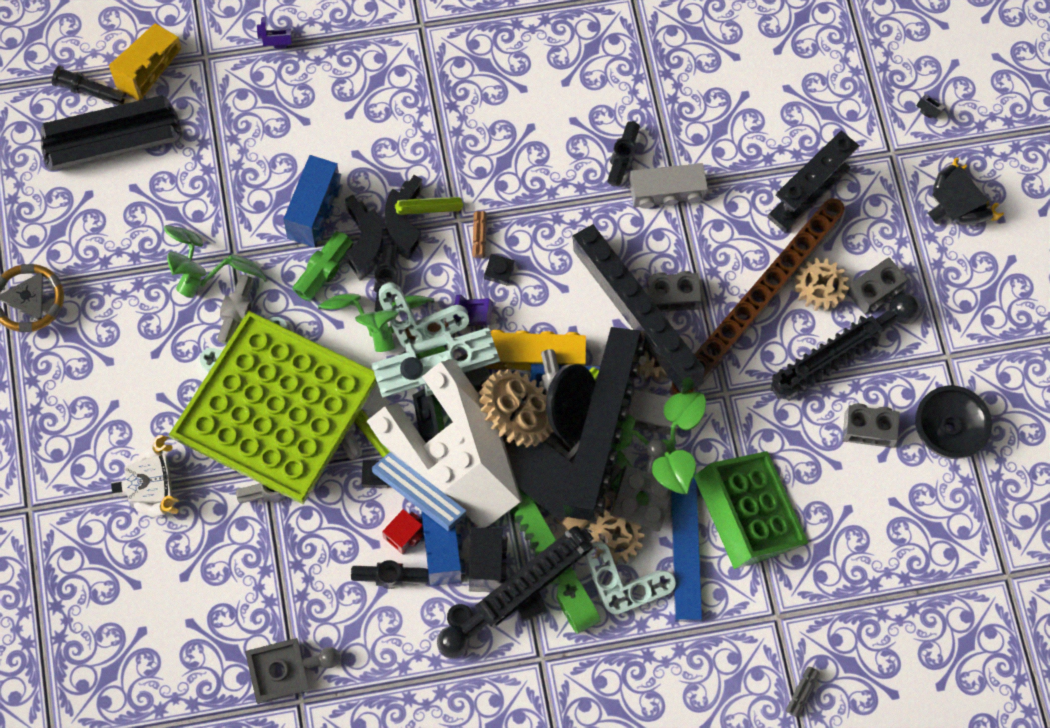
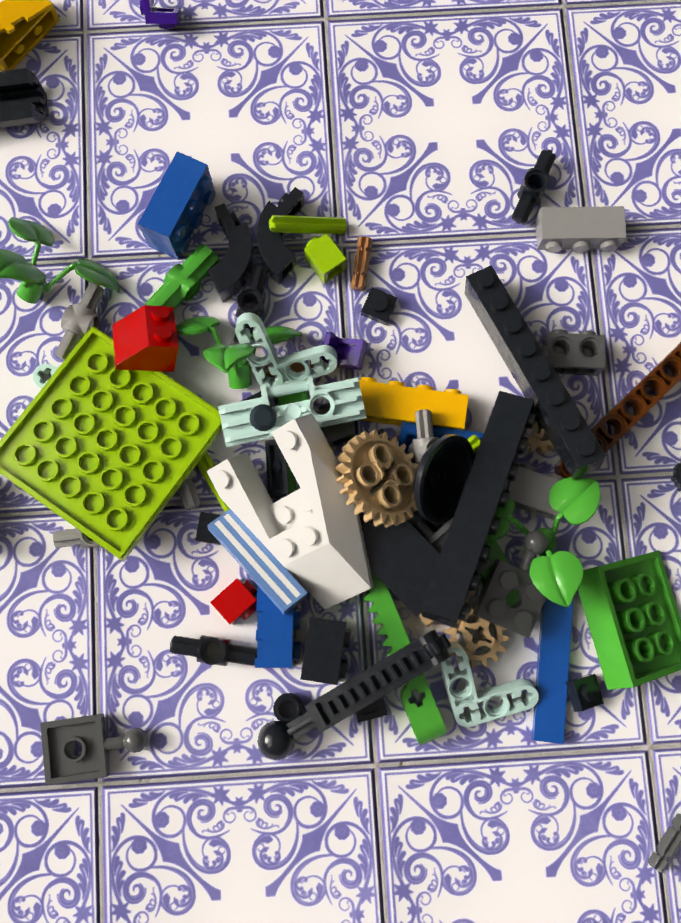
camera: 10 degrees right, 10 degrees up
(300, 316) = (146, 340): none -> red slope
(446, 232) = (324, 258): none -> lime brick
(715, 575) = (584, 692): none -> black plate

